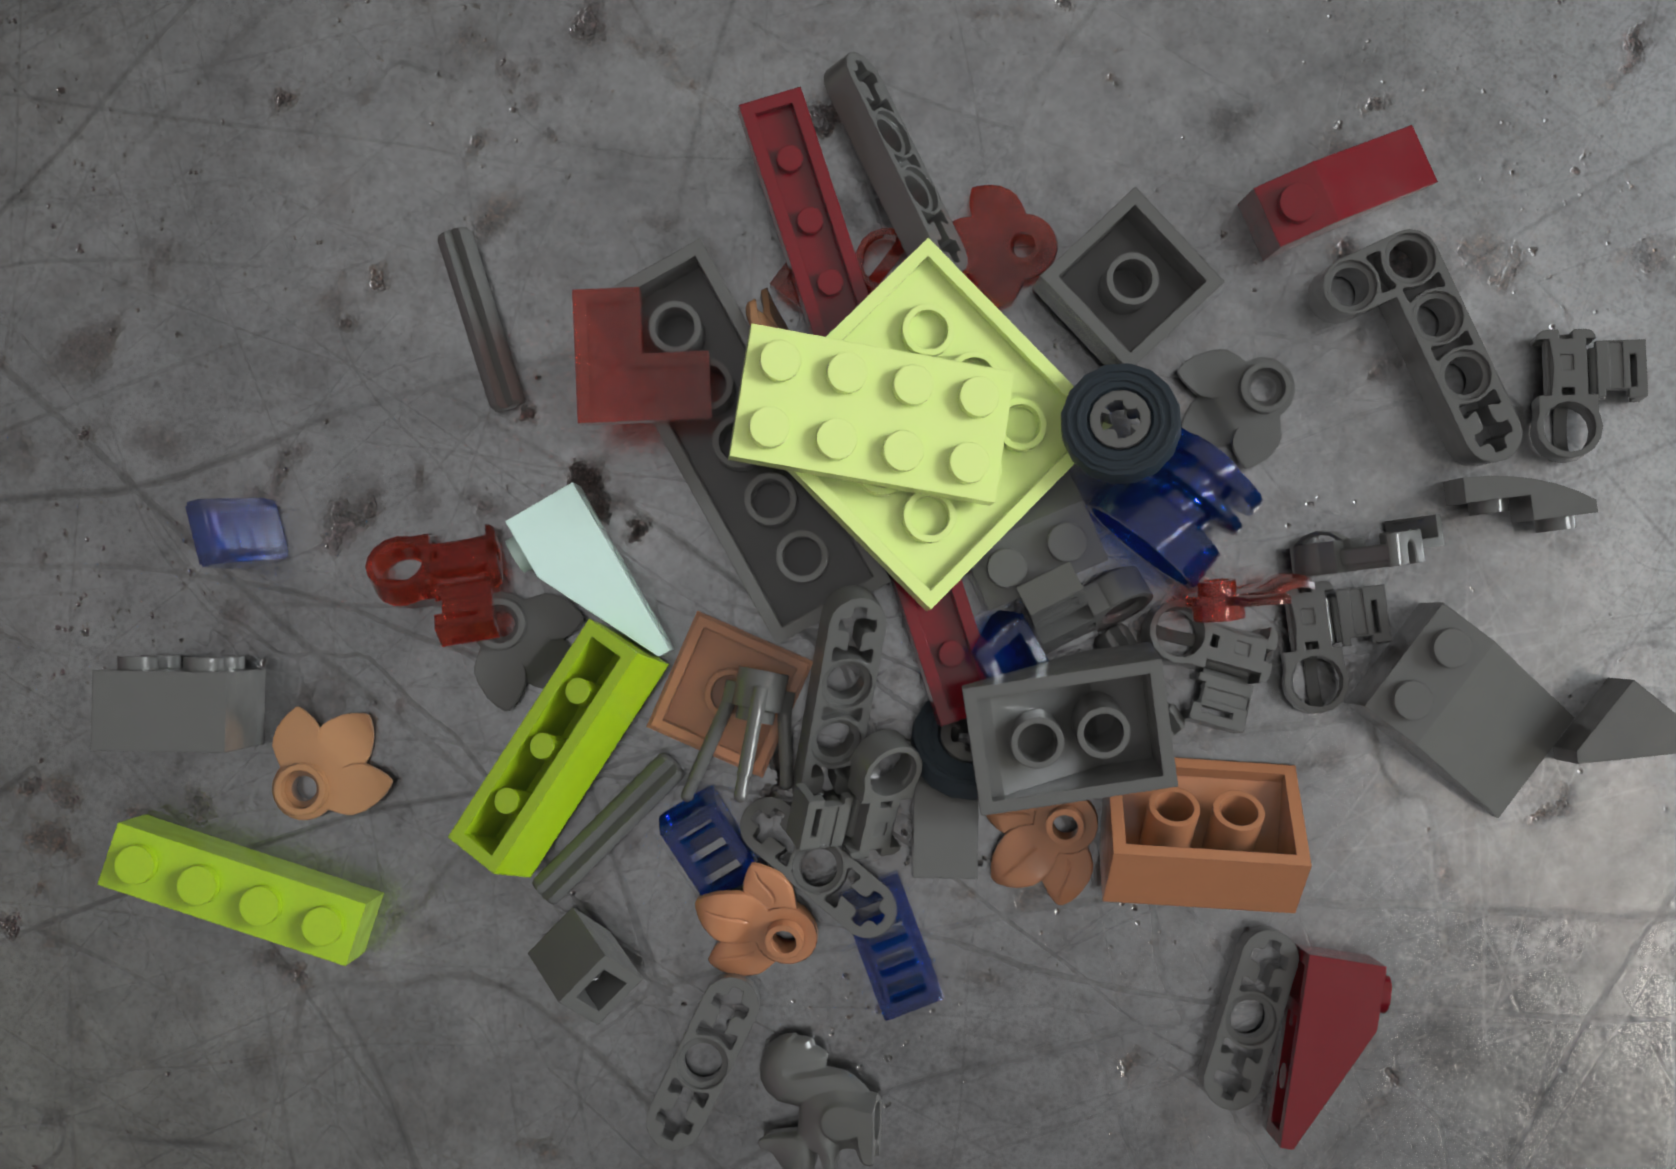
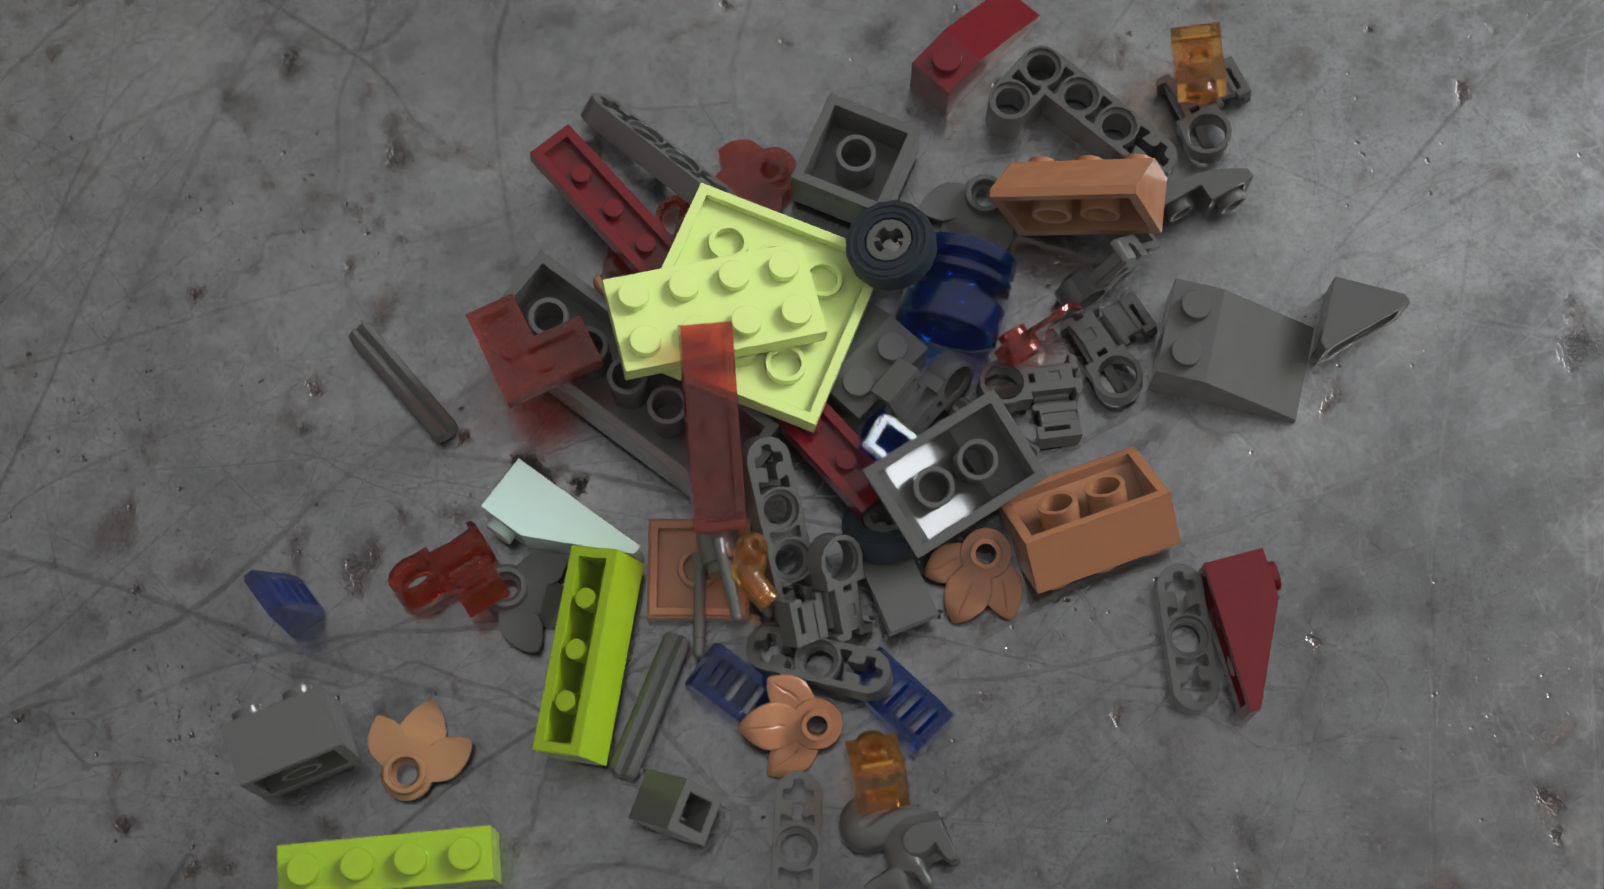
camera: 20 degrees left, 15 degrees down
(781, 737) = (749, 570): none -> clear orange arm
(808, 558) = (712, 426): none -> clear red tile
(829, 1022) = (873, 758): none -> clear orange brick
(1383, 447) = (1082, 195): none -> nougat slope
(1609, 315) = (1198, 63): none -> clear orange brick

